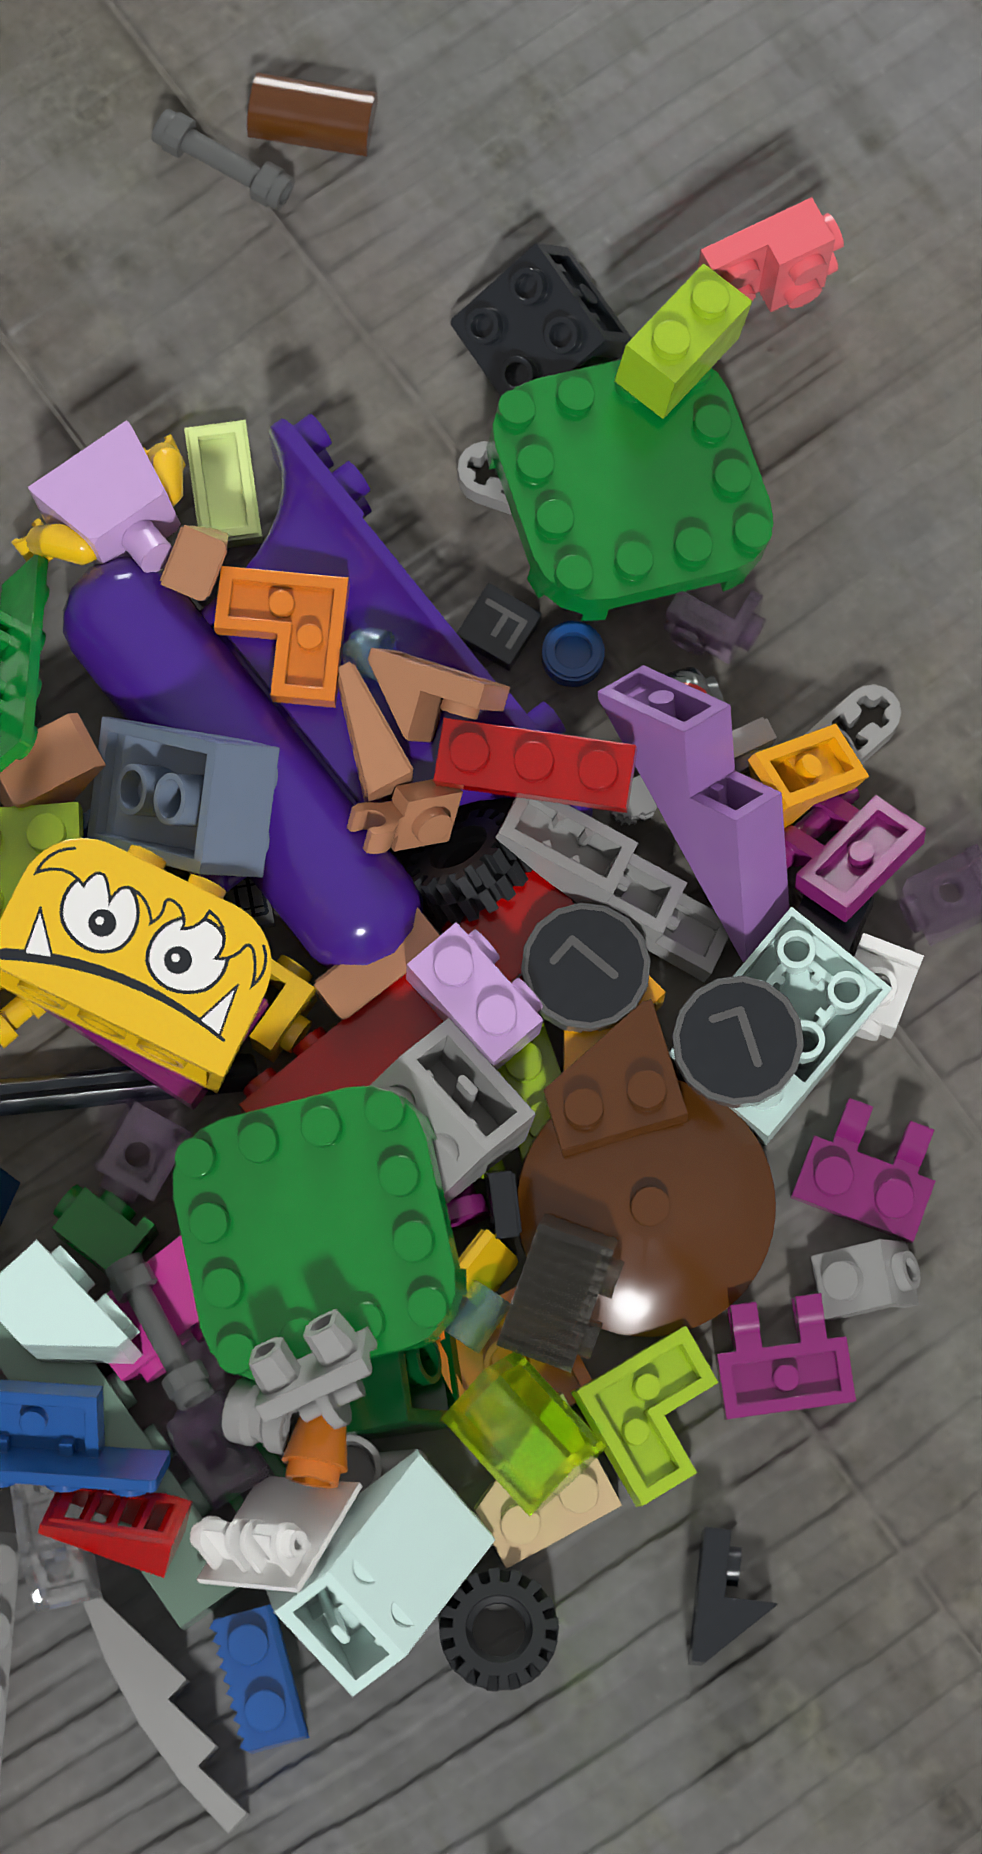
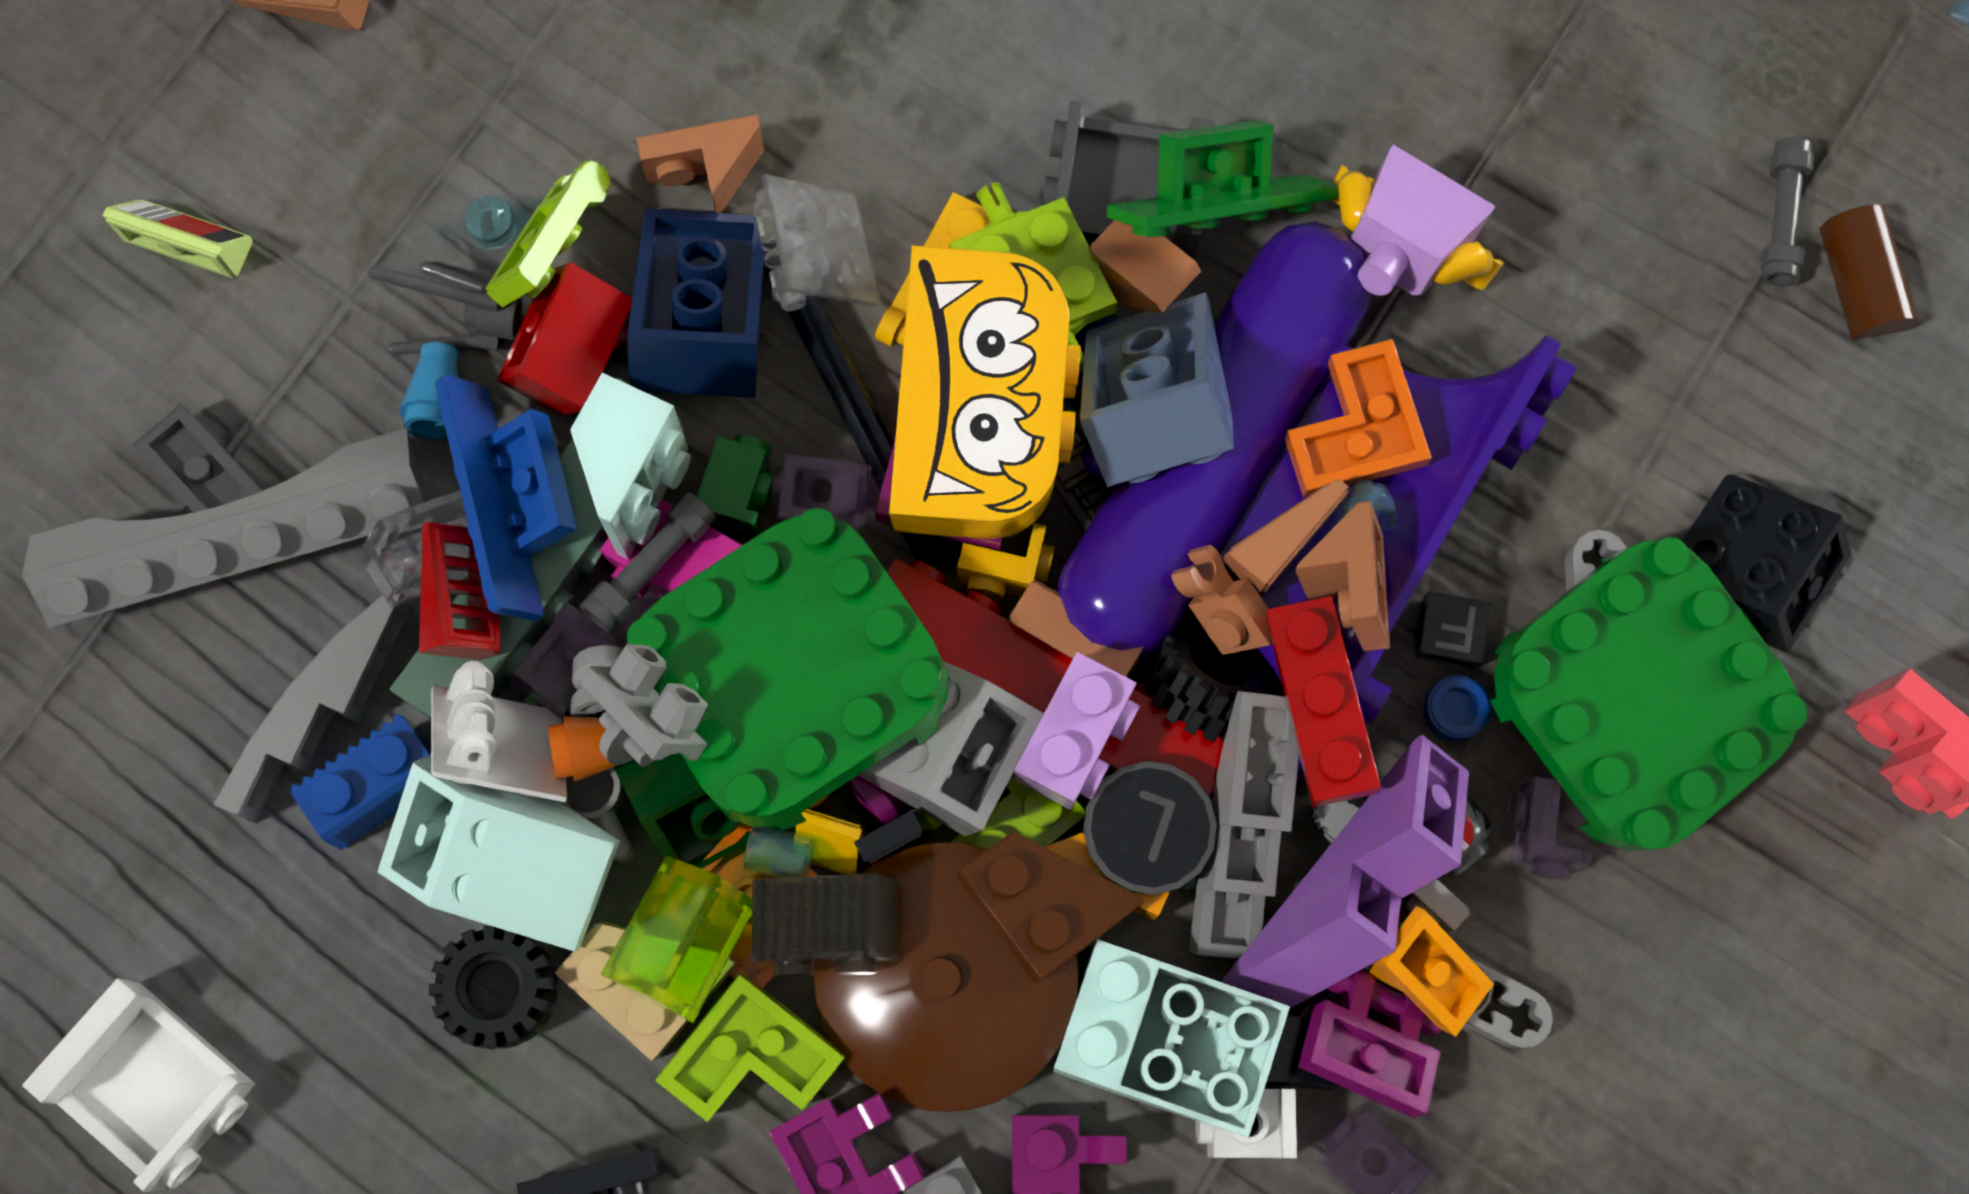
camera: 65 degrees right, 0 degrees up
(195, 561) = (1389, 315): nougat slope -> none
(224, 481) = (1478, 330): yellowish green tile -> none
(683, 341) = (1810, 688): lime brick -> none
(737, 1041) = (1131, 1002): black tile -> none

